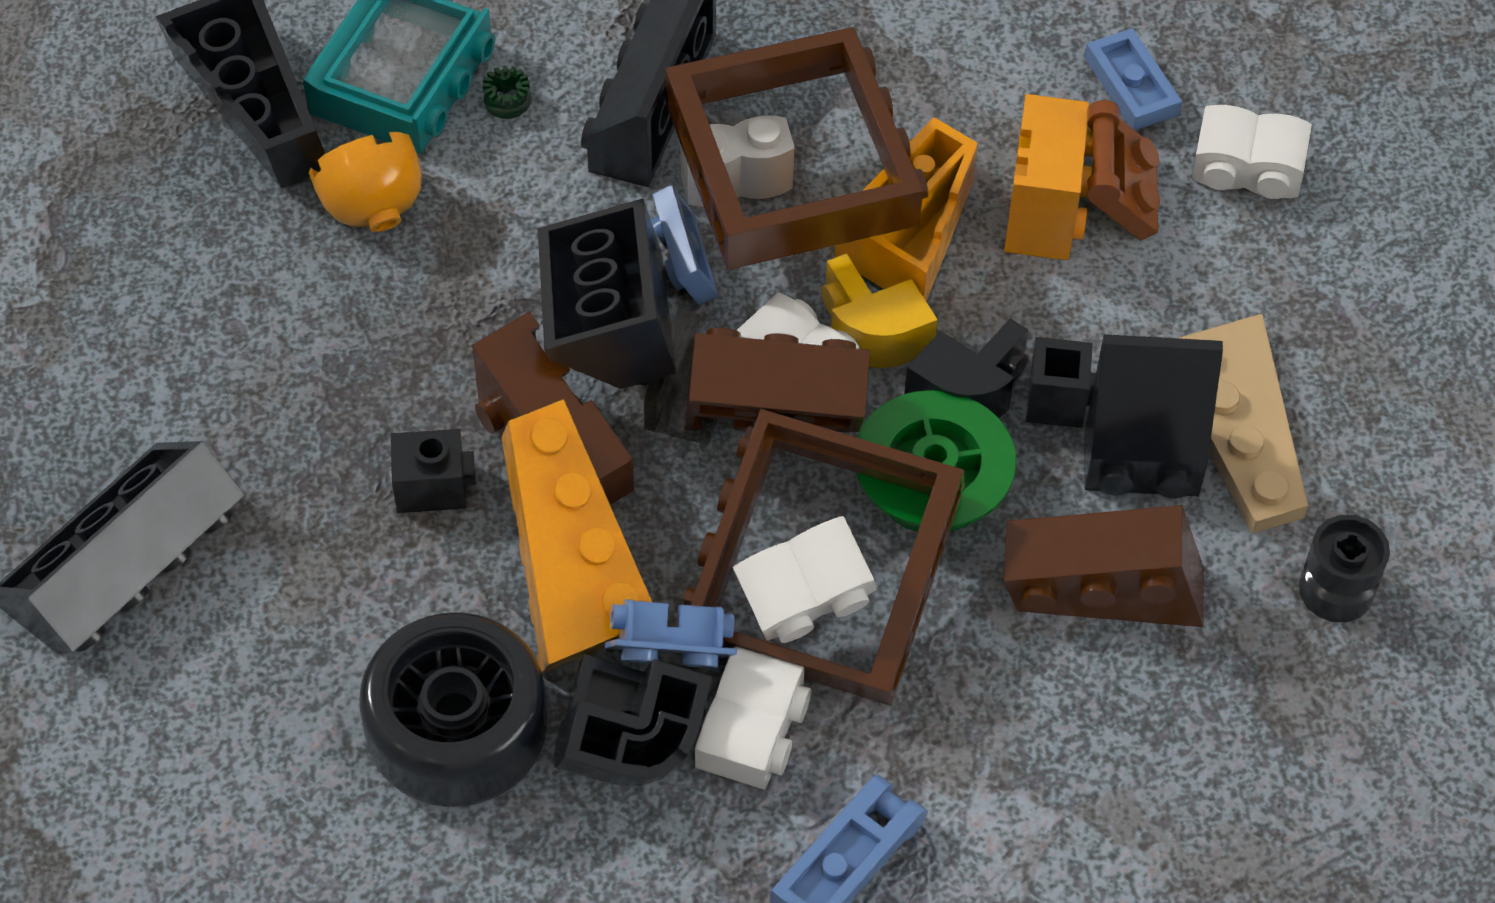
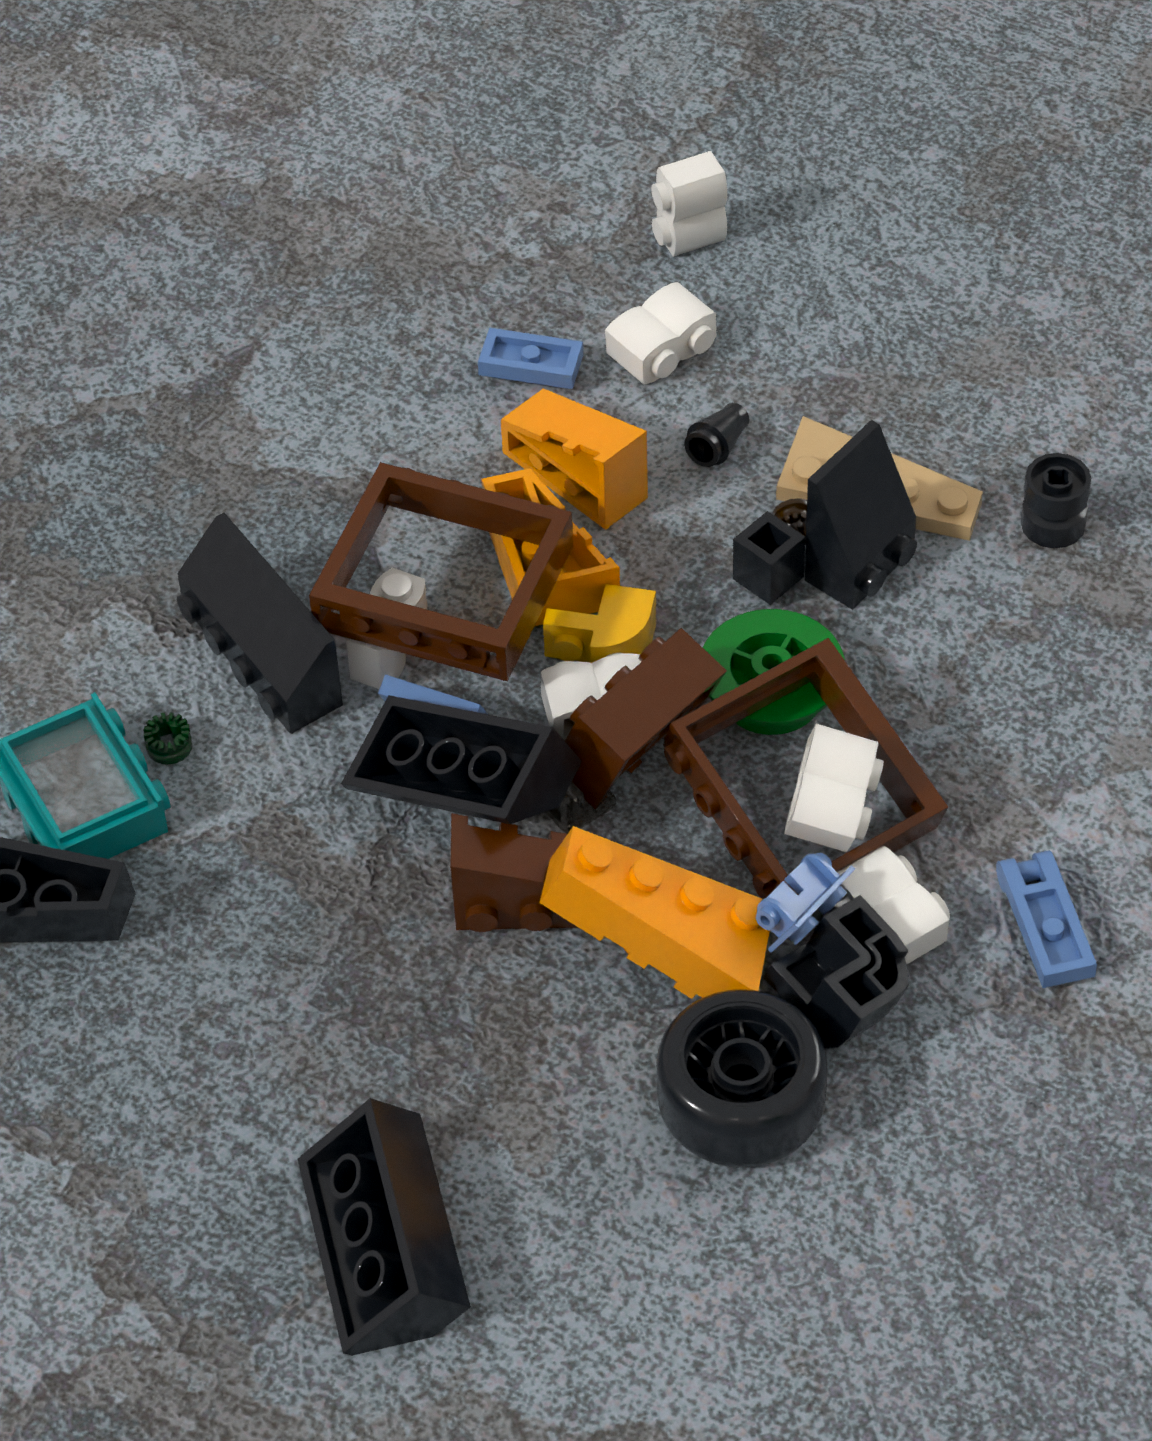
camera: 50 degrees left, 5 degrees down
(369, 181) = (191, 869): light orange cylinder -> none
(430, 470) = (498, 984): black brick -> none
(962, 373) = (712, 602): black brick -> none
(1107, 566) = (944, 625): reddish brown wedge -> none
(1123, 171) = (611, 400): dark orange plate -> none
(1176, 262) = (714, 437): none -> black cone
(1407, 75) = (690, 204): none -> white brick

